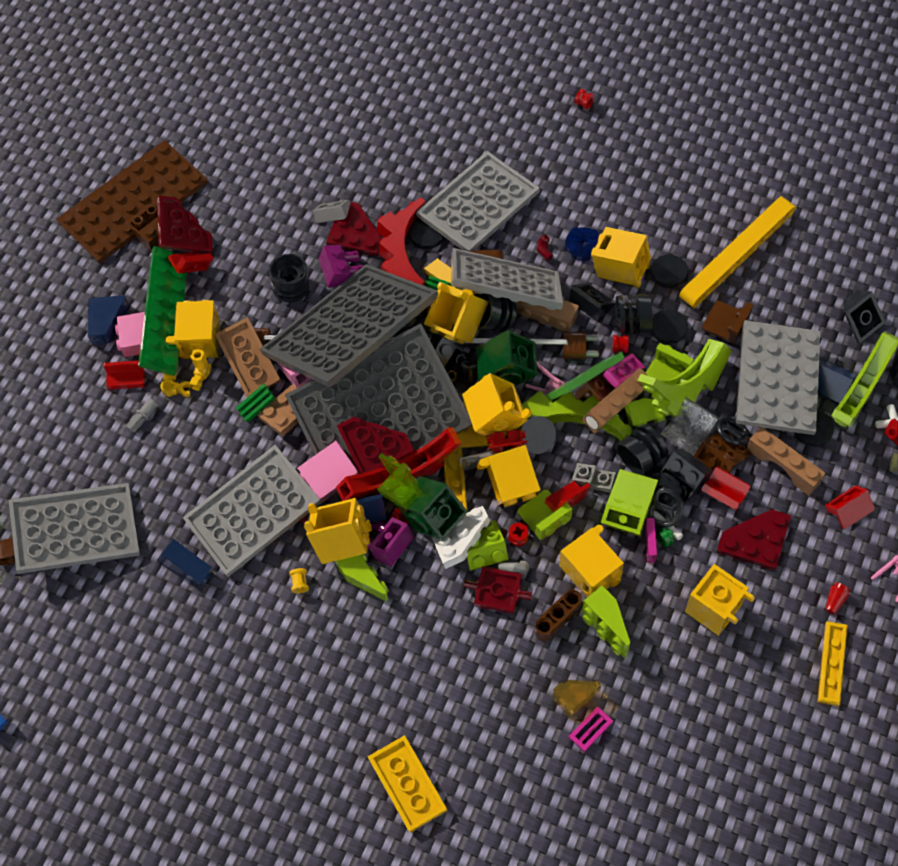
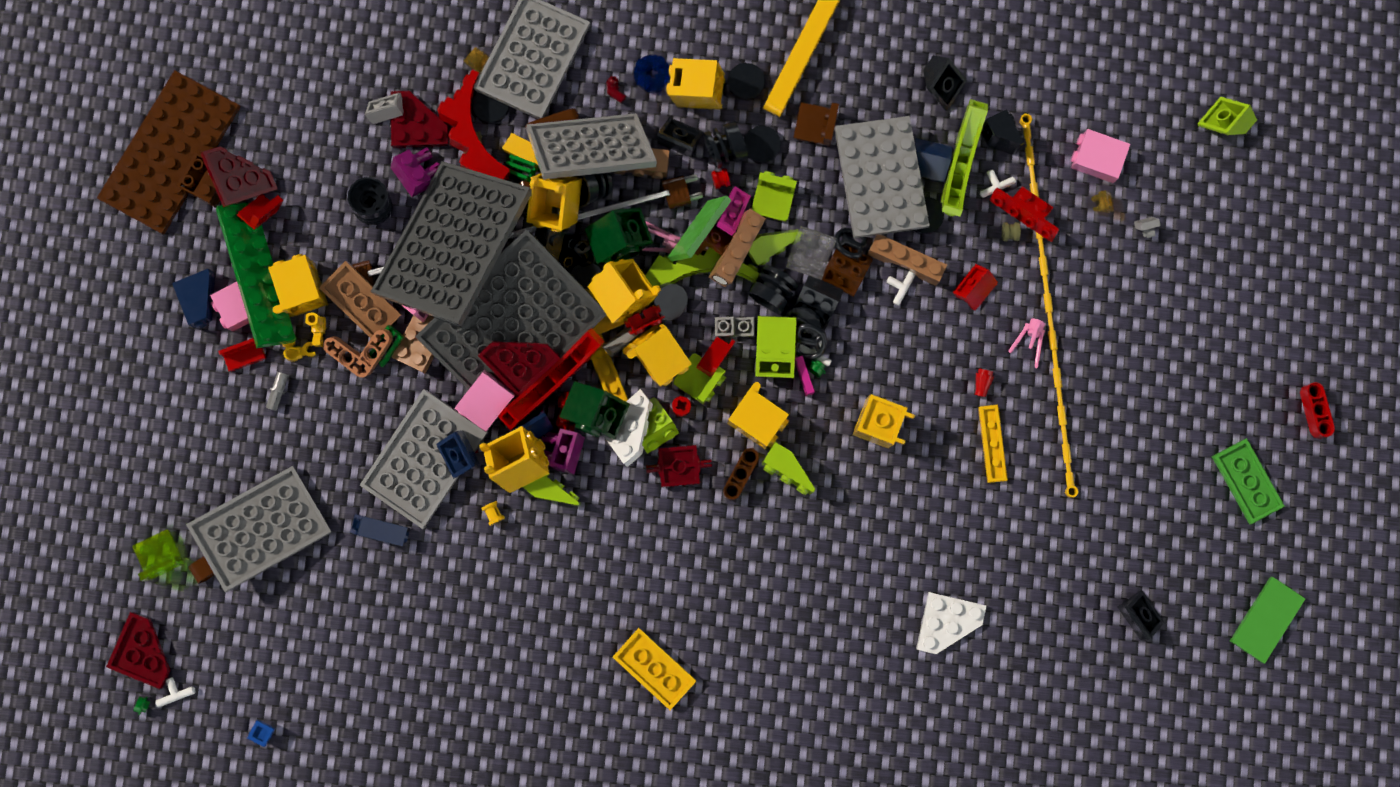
camera: 25 degrees left, 20 degrees up
(231, 407) = (363, 358): none -> nougat beam
(285, 509) = (458, 454): none -> dark blue slope
(400, 485) = (558, 400): clear neon green bracket -> none
(426, 193) = (476, 60): none -> clear yellow tile
(521, 567) = (694, 438): light grey arm -> none
(574, 695) = (776, 544): clear yellow slope -> none
(578, 742) = (791, 584): dark pink tile -> none
(699, 376) = (808, 192): lime arch -> none
(726, 488) = (859, 304): red panel -> none
(737, 833) = (947, 621): none -> white plate
(757, 539) = (899, 345): dark red plate -> none
(774, 487) = (902, 286): none -> white piece

